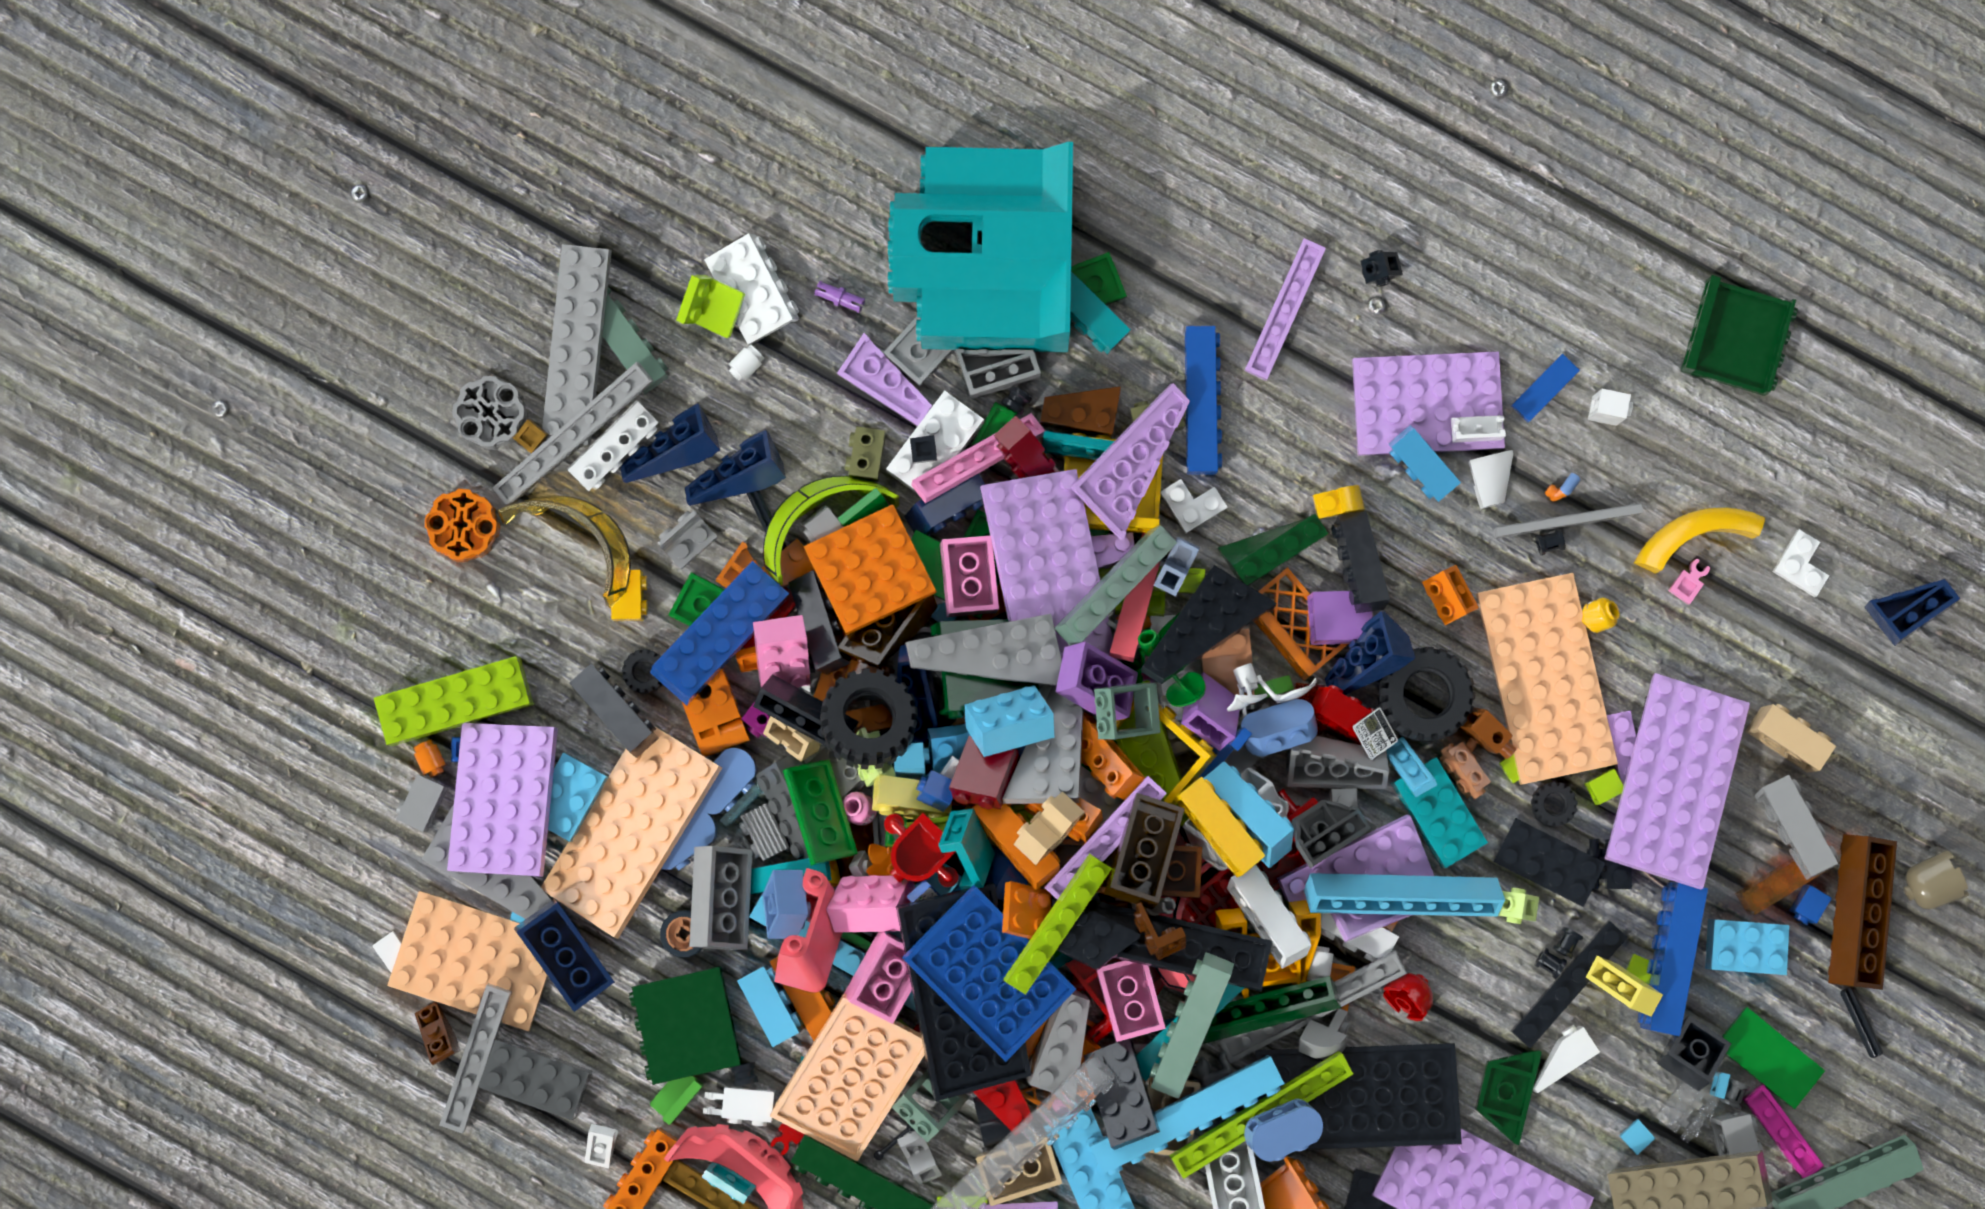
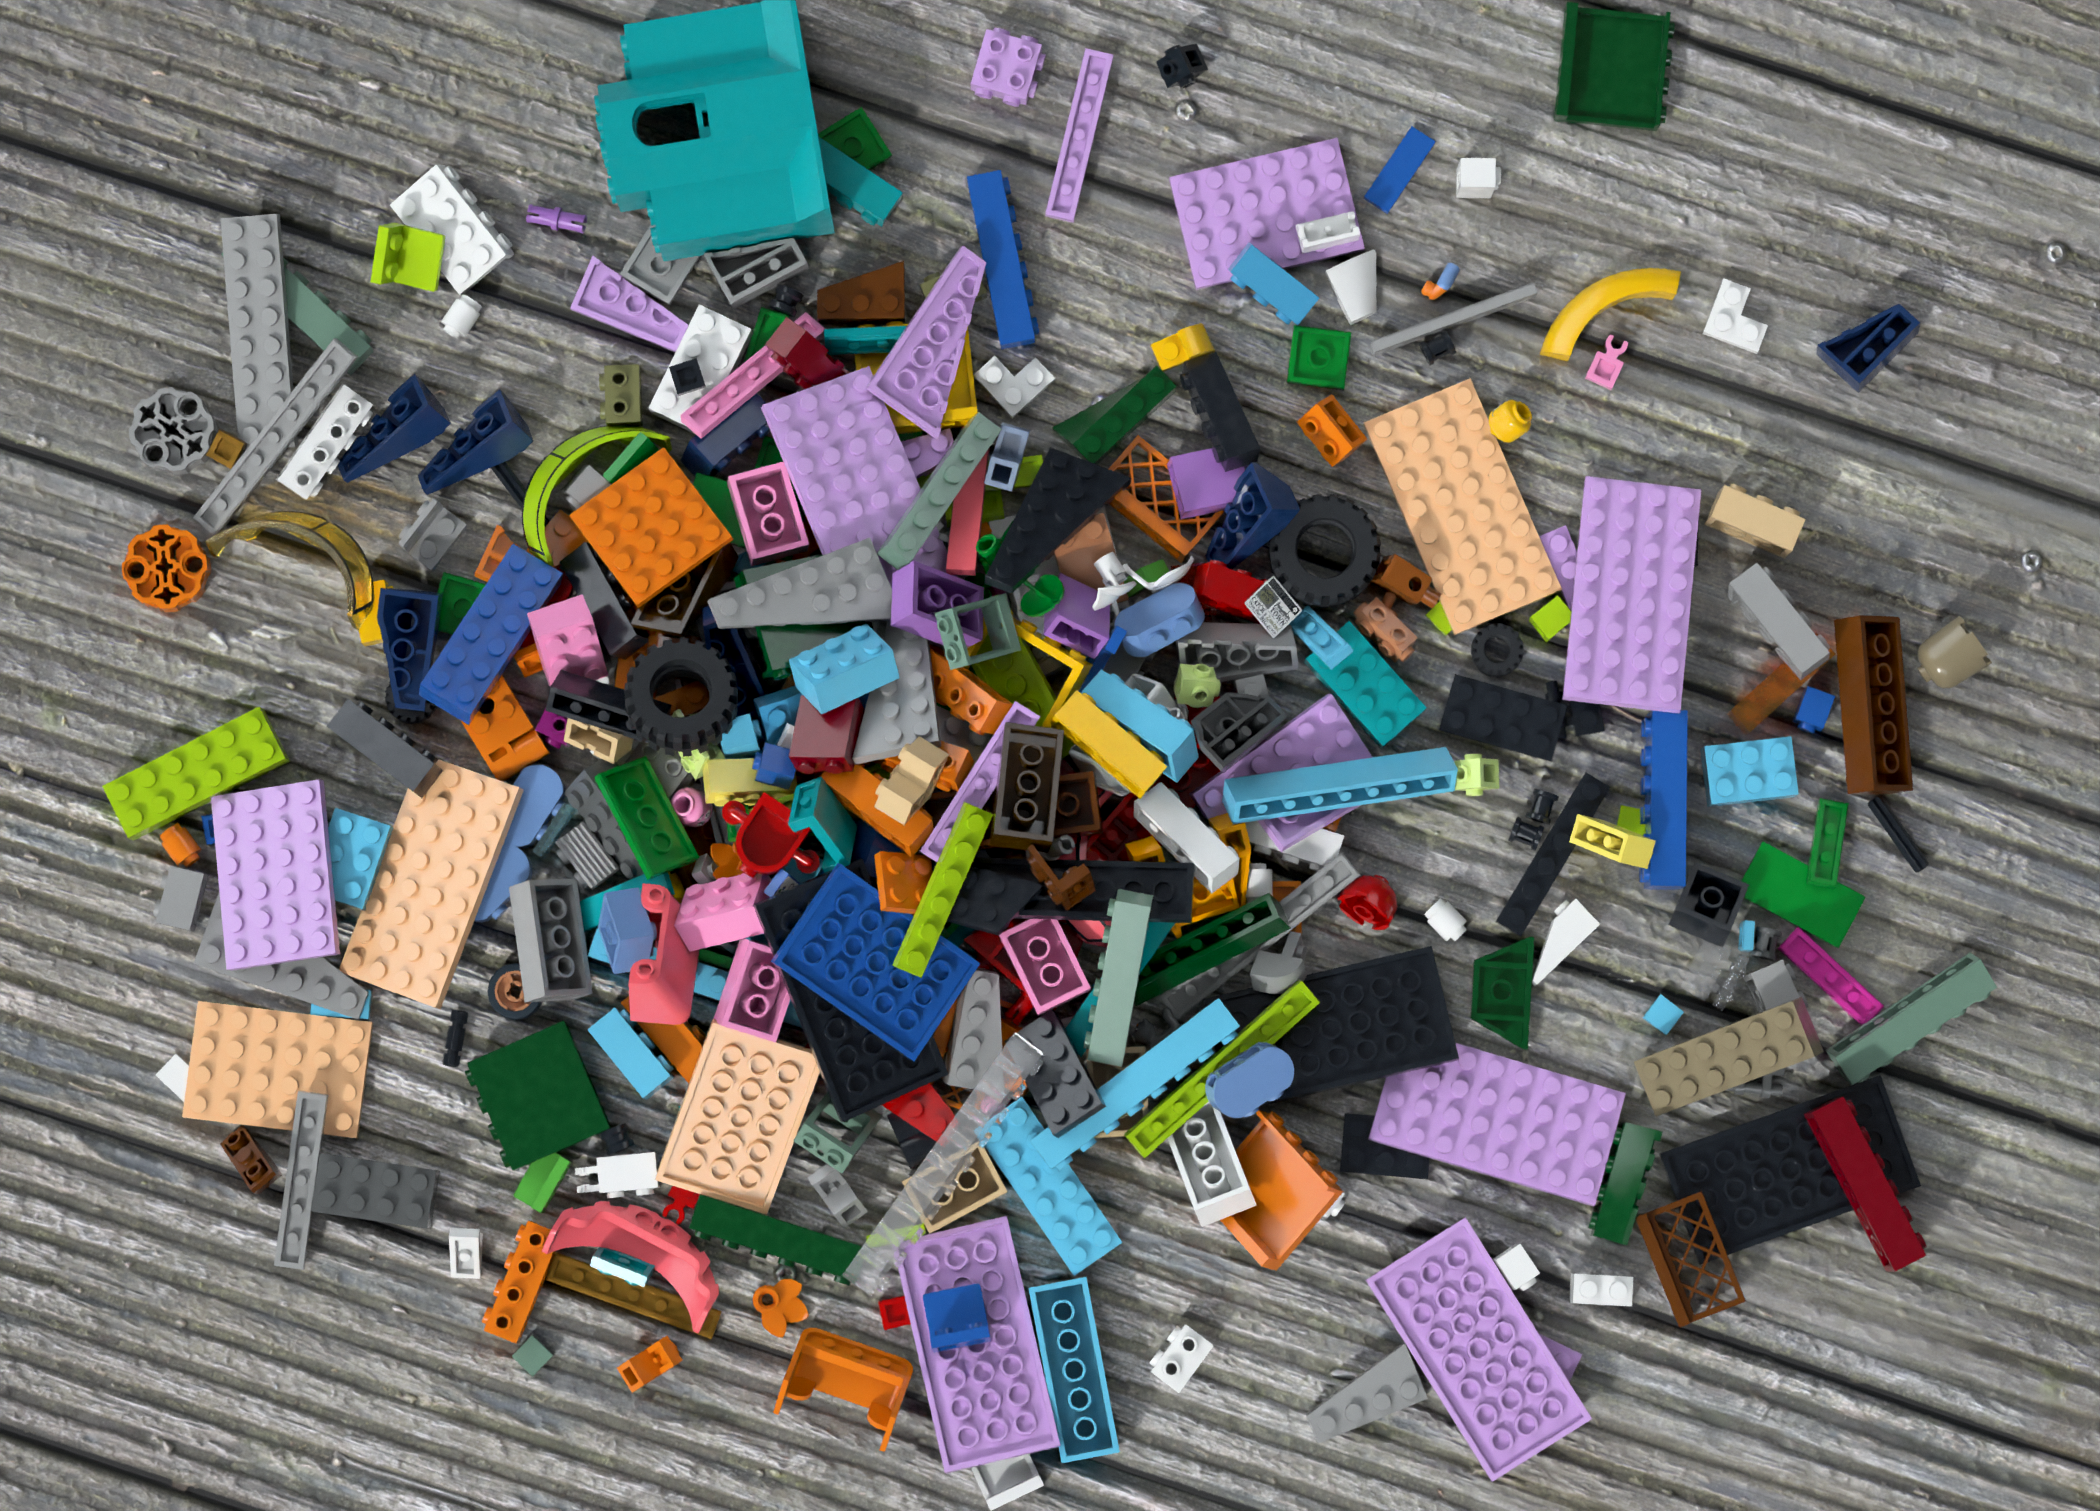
camera: 10 degrees left, 0 degrees up
(564, 955) = (381, 1040): dark blue brick -> none
(626, 962) = (455, 1038): none -> black axle
(652, 619) = (409, 637): none -> dark blue wedge
(879, 1154) = (791, 1203): black hinge -> none
(1236, 242) = (1007, 67): none -> lavender brick
(1299, 788) = (1196, 685): none -> yellowish green brick
(1449, 531) = (1318, 357): none -> green tile
(1470, 1023) = (1446, 920): none -> white brick
(1801, 1019) = (1827, 843): none -> green tile

